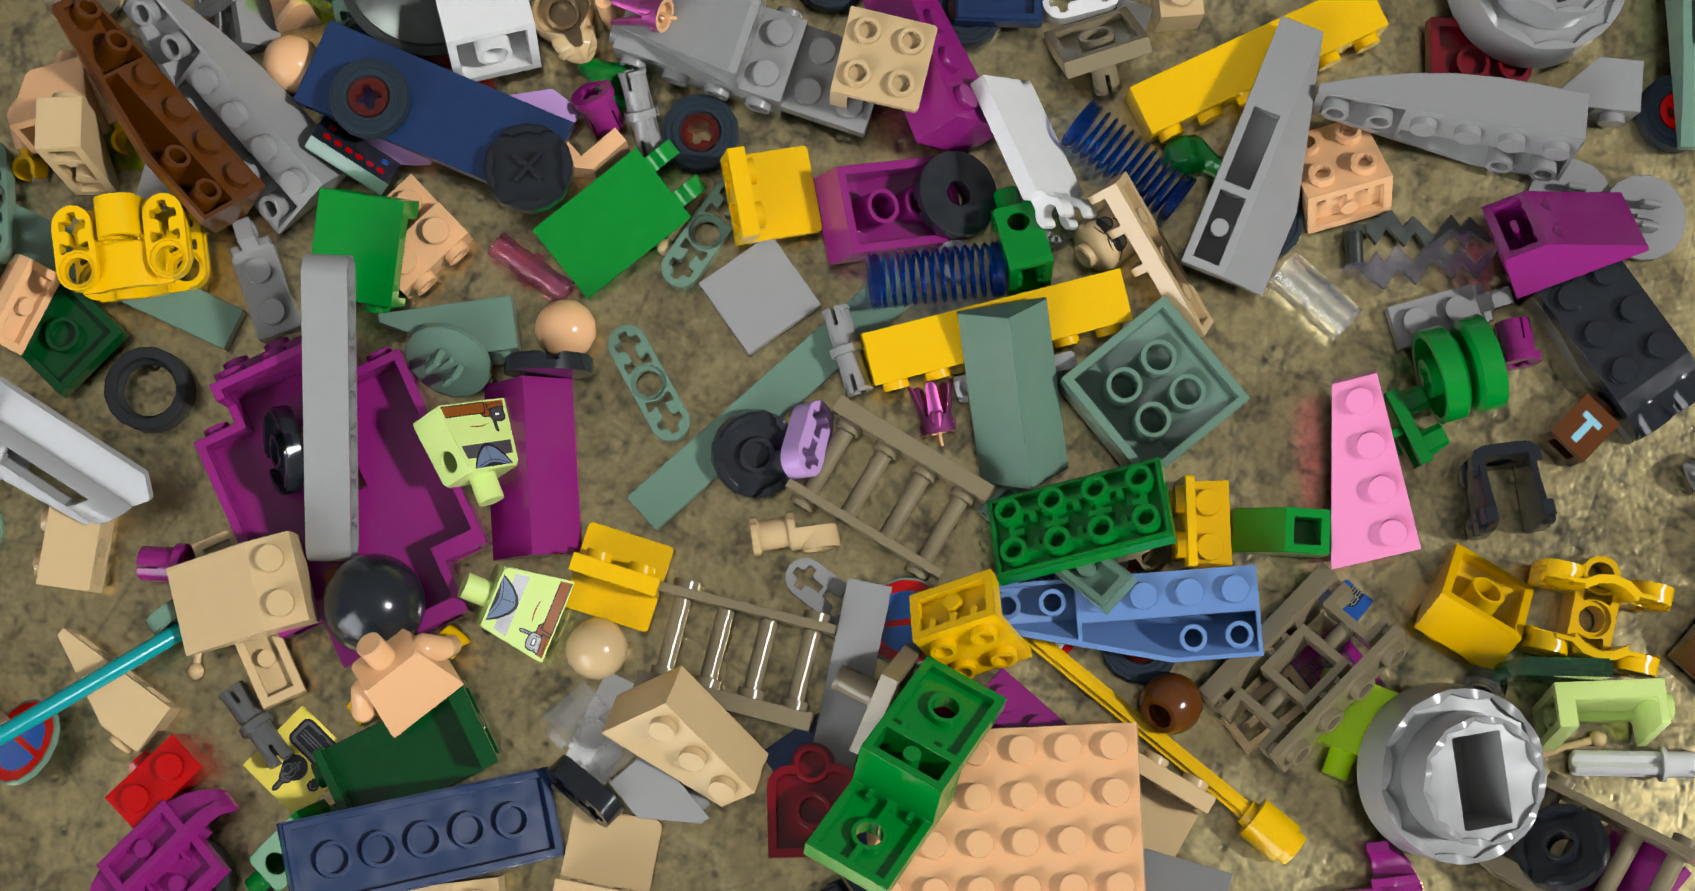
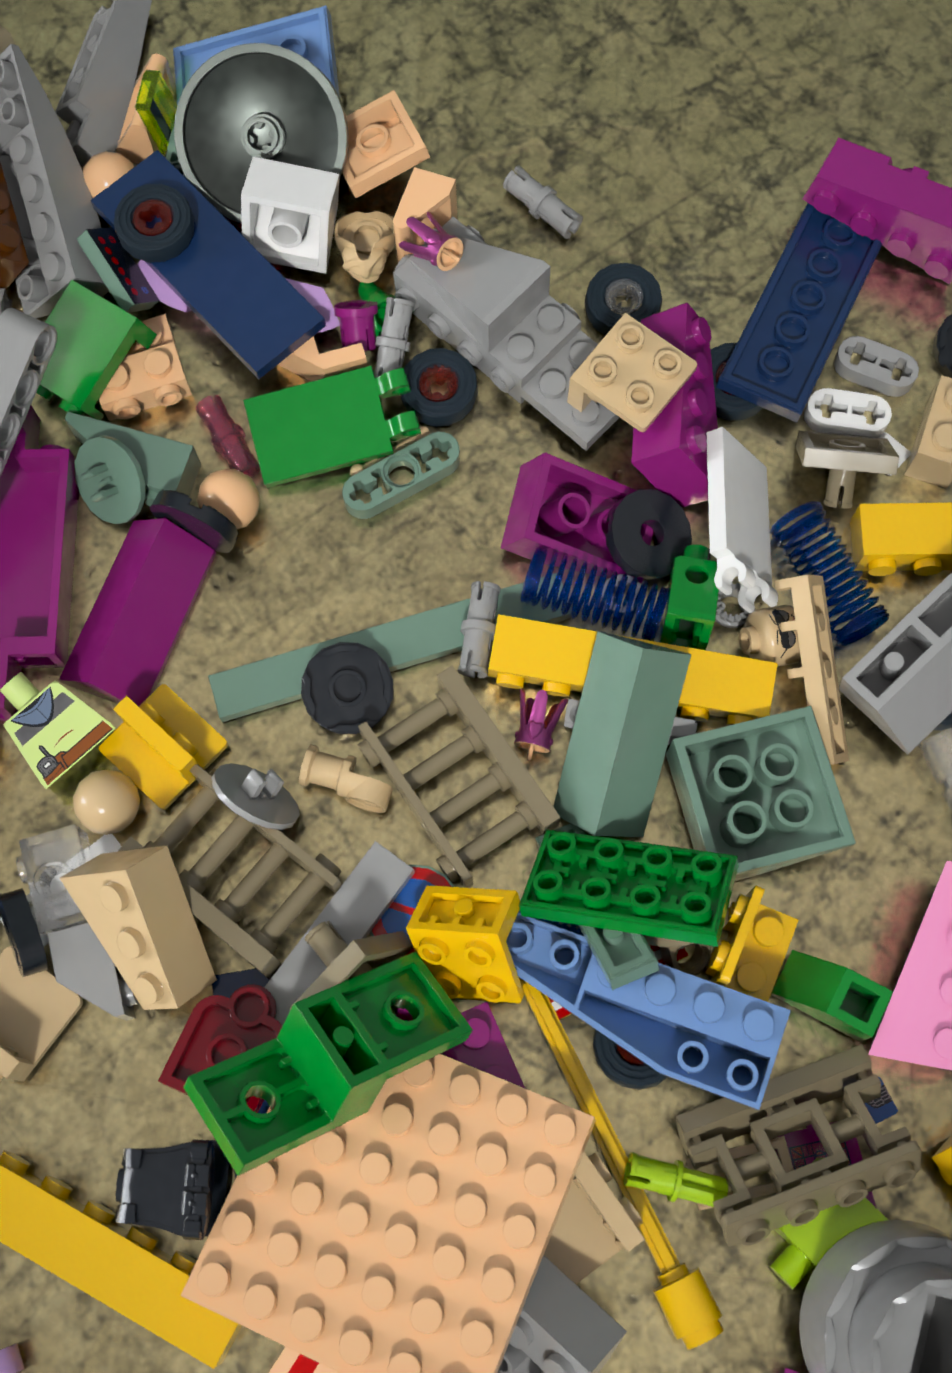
camera: 30 degrees right, 10 degrees down
(470, 446) = (85, 559): yellowish green torso -> none
(529, 168) = (263, 338): black tile -> none
(623, 361) = (268, 554): sand green beam -> none
(726, 585) = (255, 795): none -> light grey piece
(759, 295) = (423, 549): light grey tile -> none
(770, 194) = (474, 459): yellow bracket -> none
(806, 439) = (404, 701): lavender beam -> none
(807, 594) = (331, 843): light grey beam -> none
(1171, 703) = (641, 1118): reddish brown piece -> none
(1192, 155) = (894, 593): green animal -> none
(1218, 740) = (674, 1180): none -> lime axle

